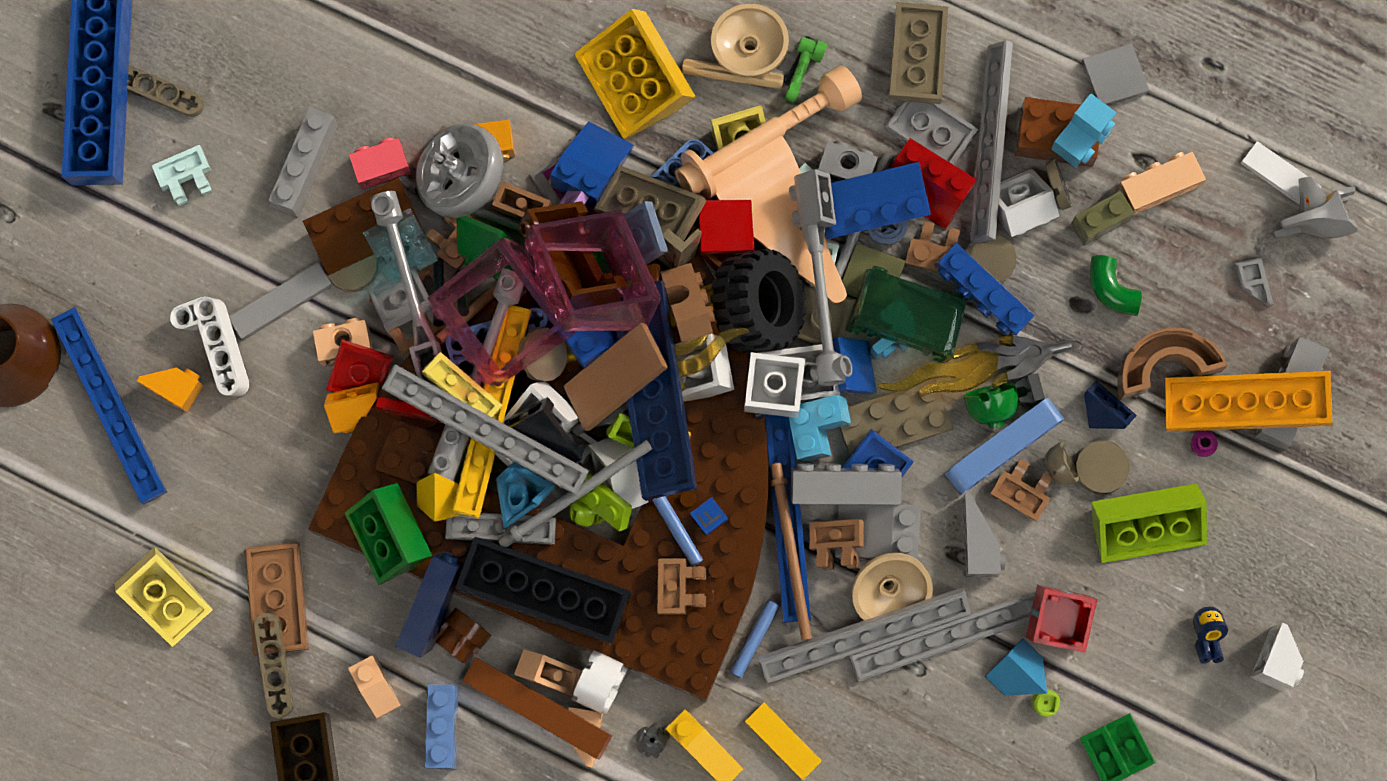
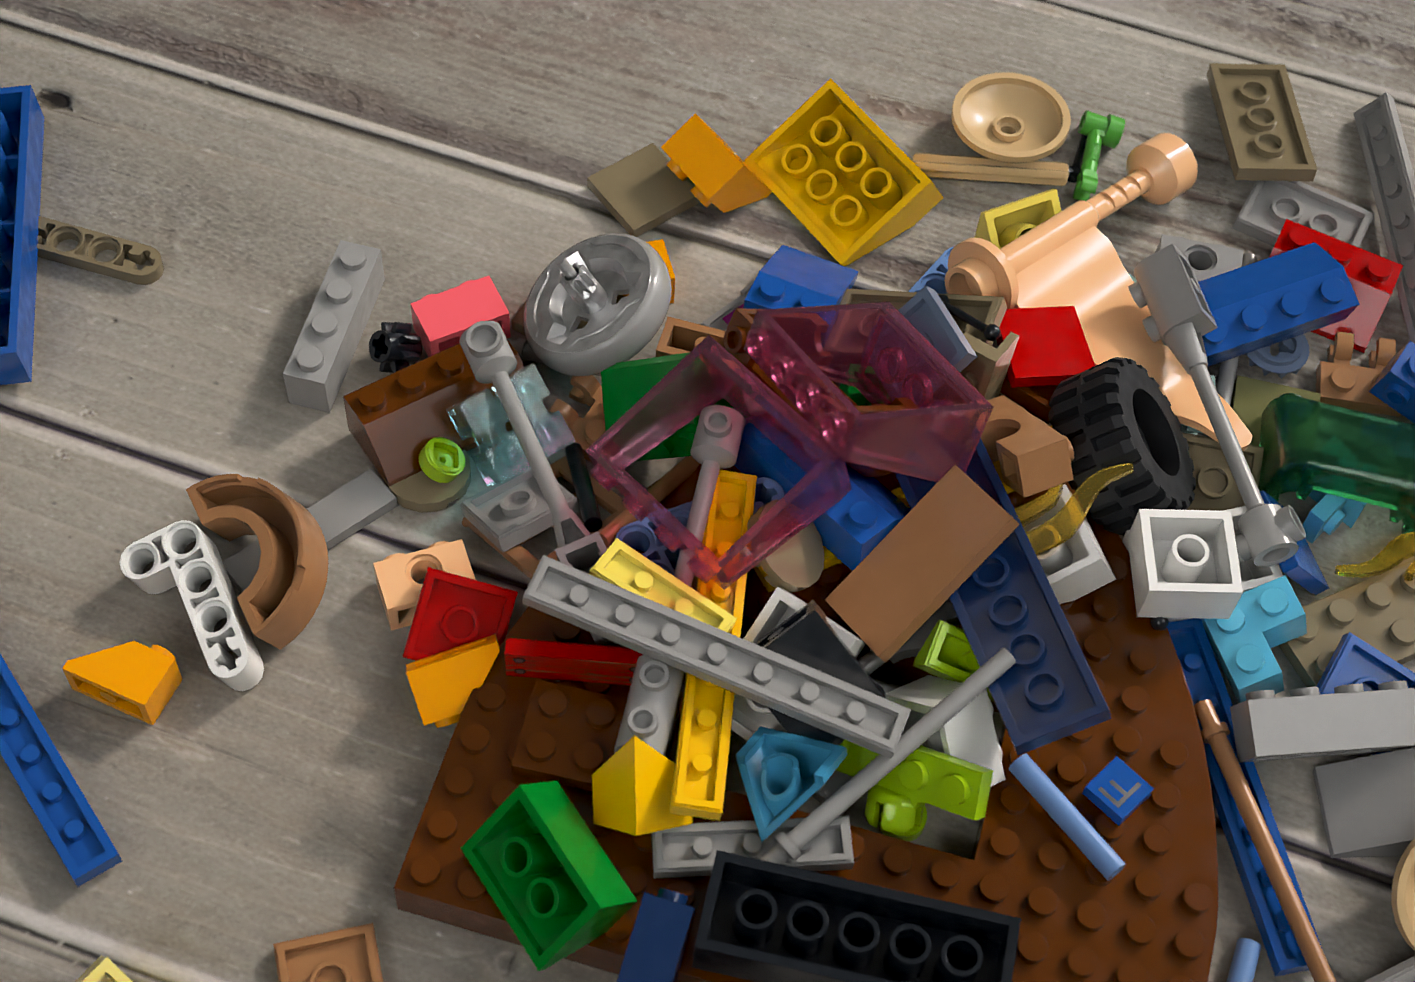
camera: 15 degrees left, 20 degrees down
(182, 168) = (131, 350): light aqua plate -> none
(265, 316) = (291, 546): none -> medium nougat brick
(338, 181) = (395, 346): none -> black gear
(358, 264) = (442, 460): none -> lime tile
(506, 72) = (642, 190): none -> dark tan tile
(551, 64) = (713, 167): none -> light orange slope
(667, 195) = (991, 331): none -> black hinge
(672, 586) = (1084, 915): medium nougat plate -> none
(837, 535) = (1333, 813): medium nougat plate -> none

